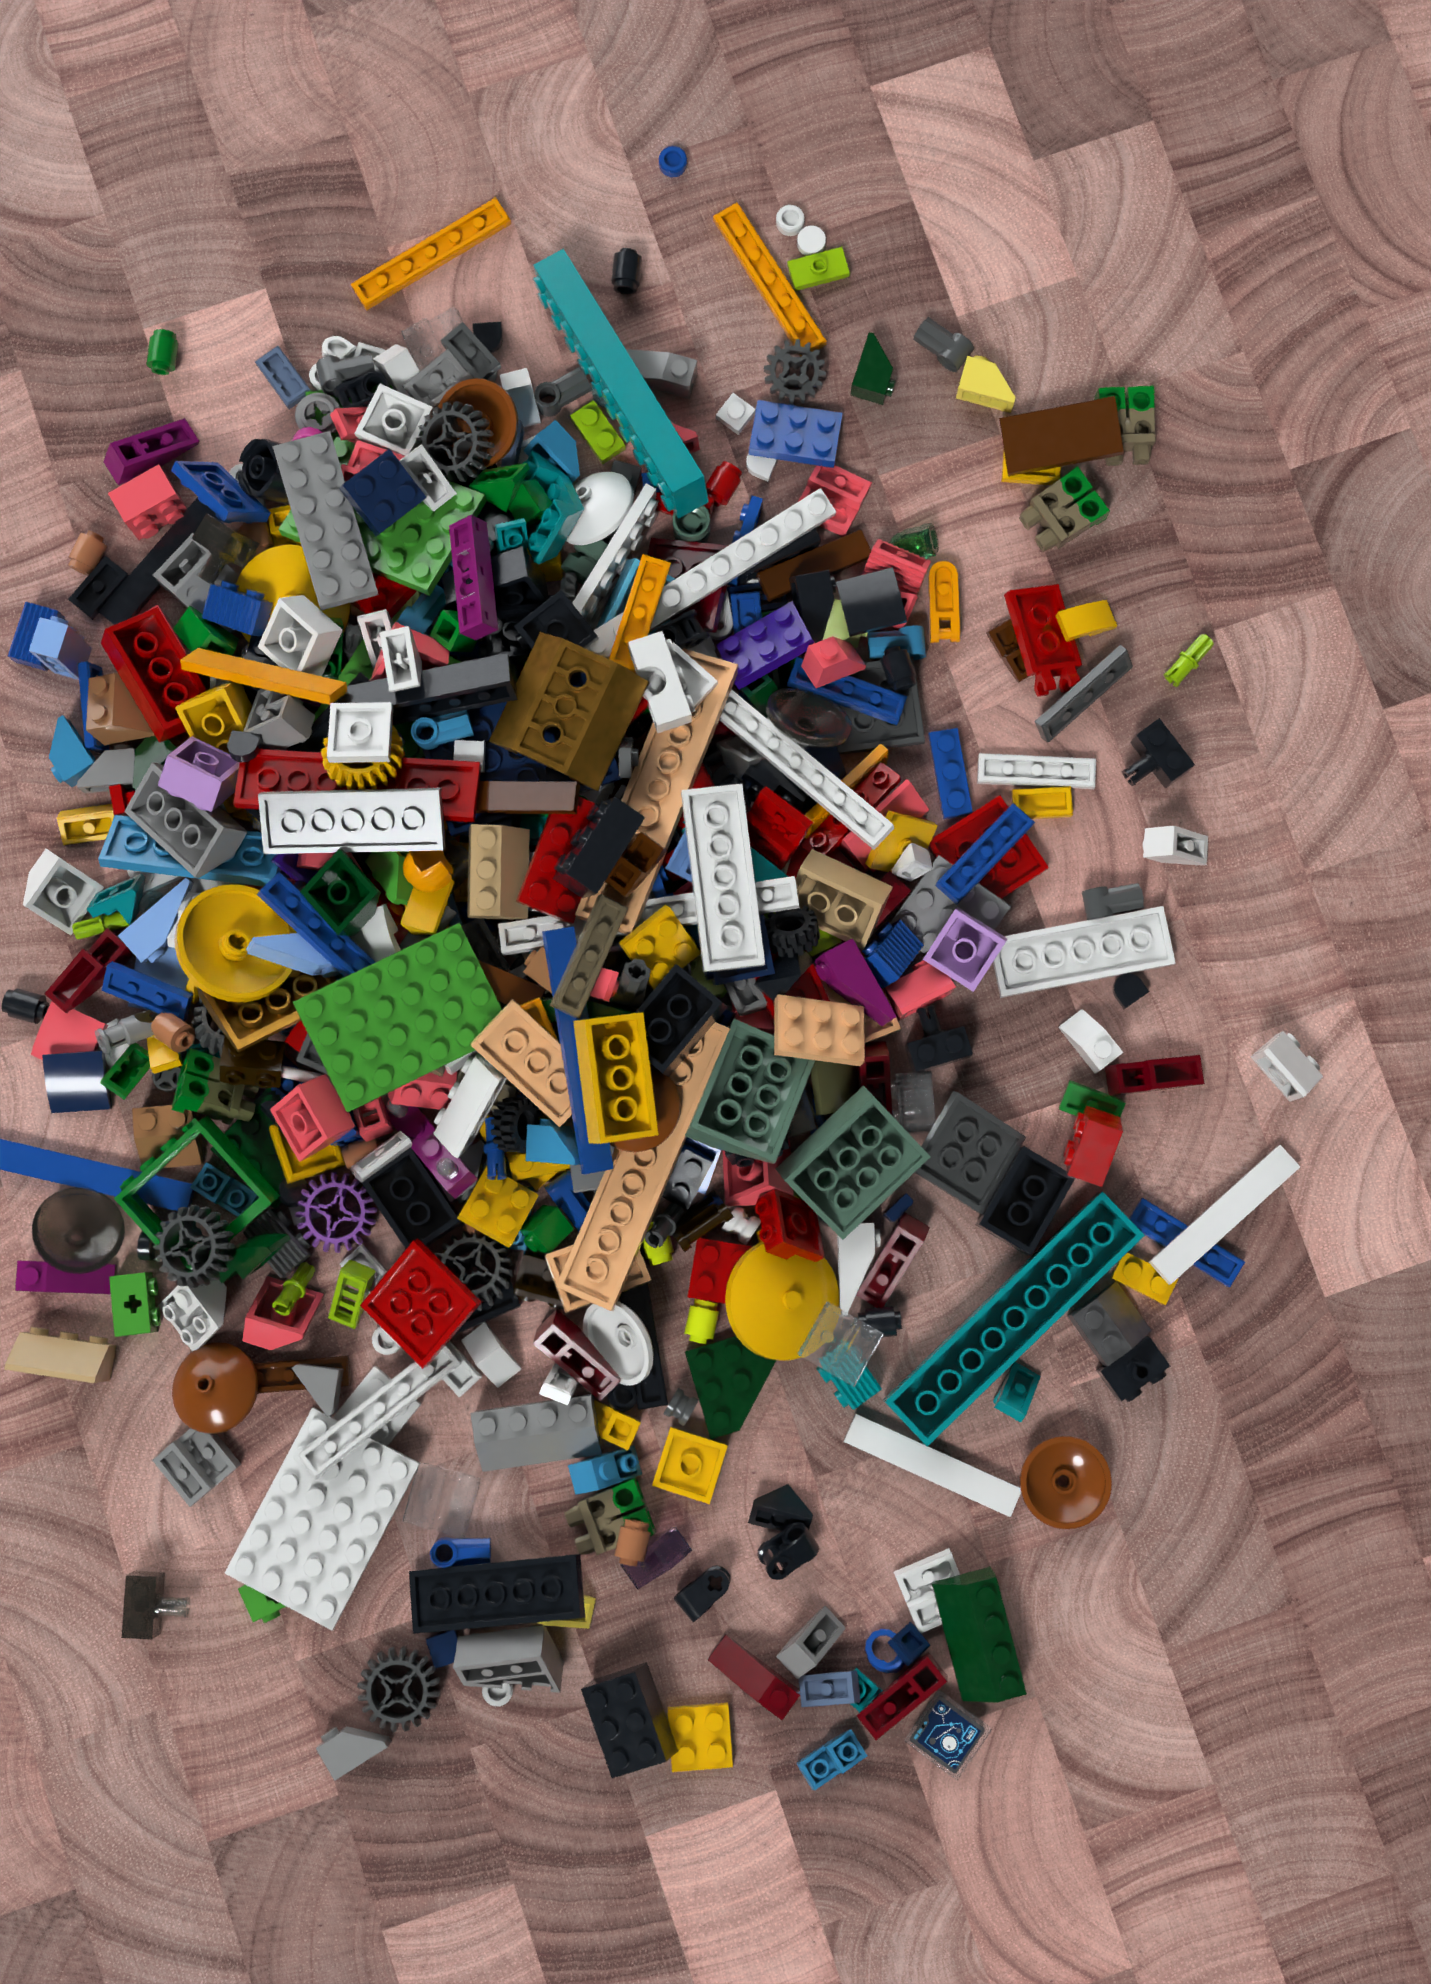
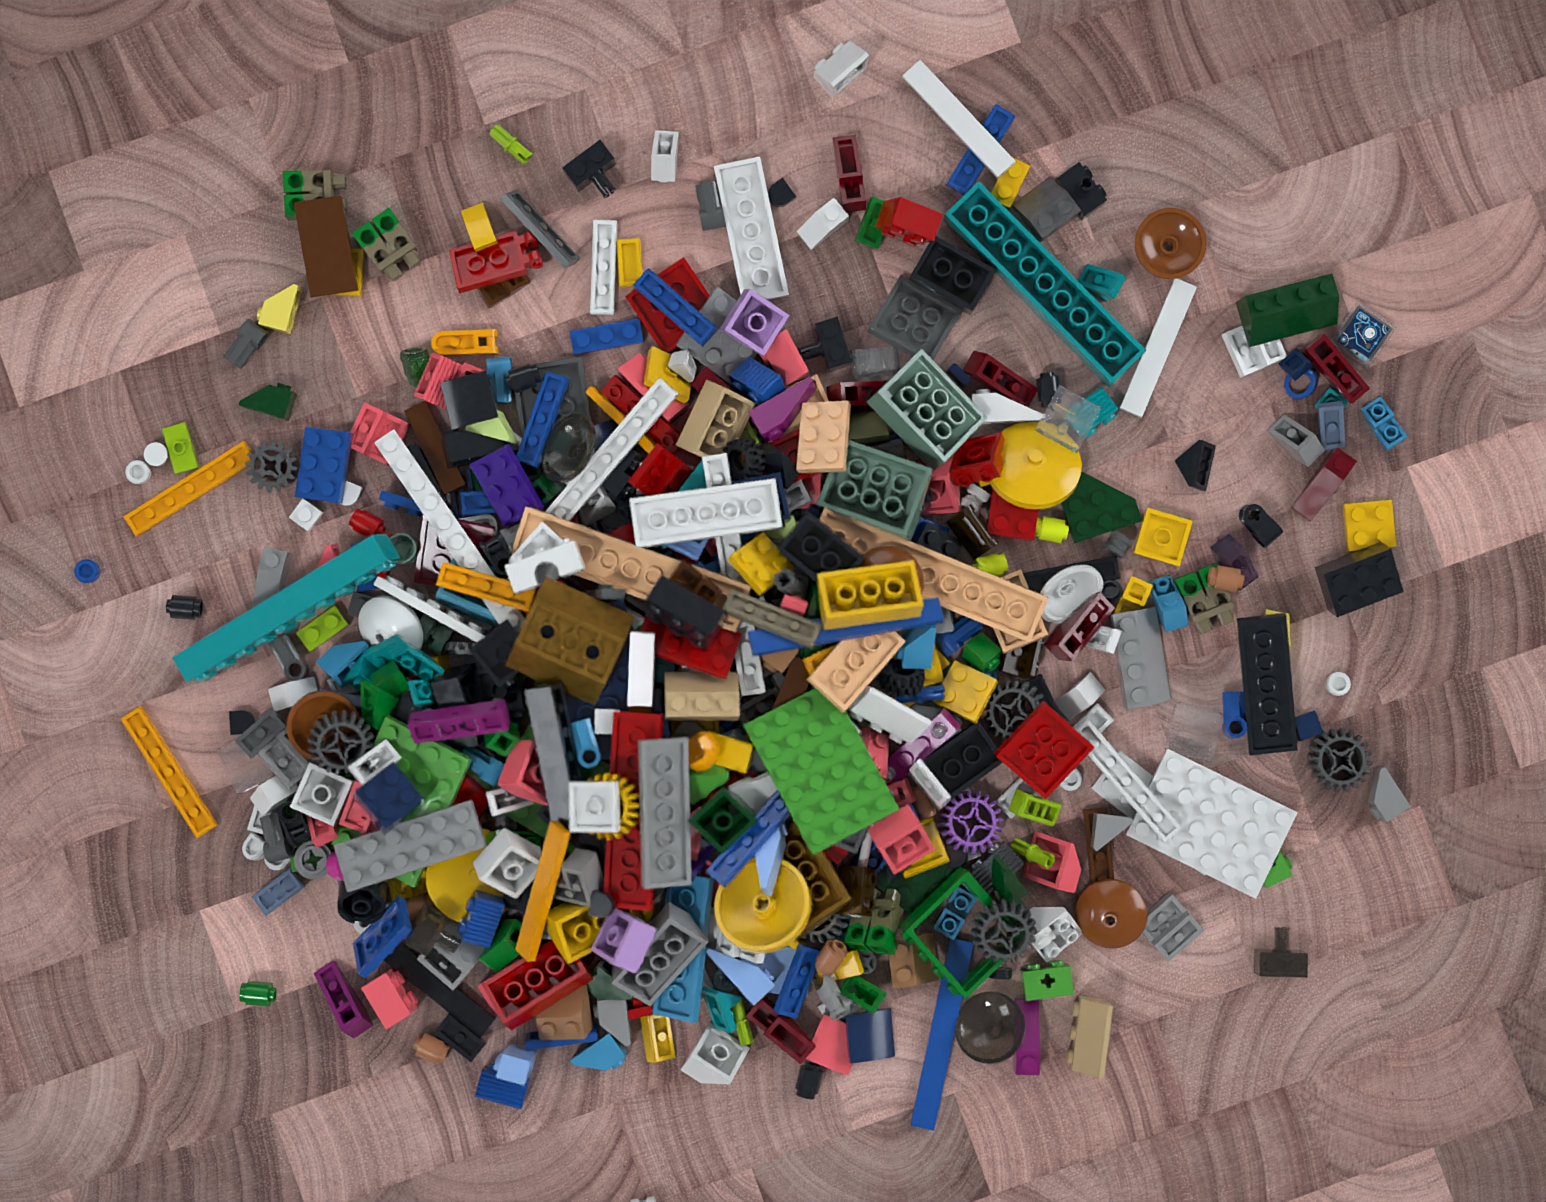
camera: 95 degrees left, 5 degrees up
(401, 659) = (532, 776): white slope -> none
(509, 1657) = (1314, 674): light grey wedge -> none
(664, 1225) = (978, 559): dark grey axle -> none
(790, 1548) = (1225, 457): black piece -> none
(831, 661) = (520, 431): coral slope -> none

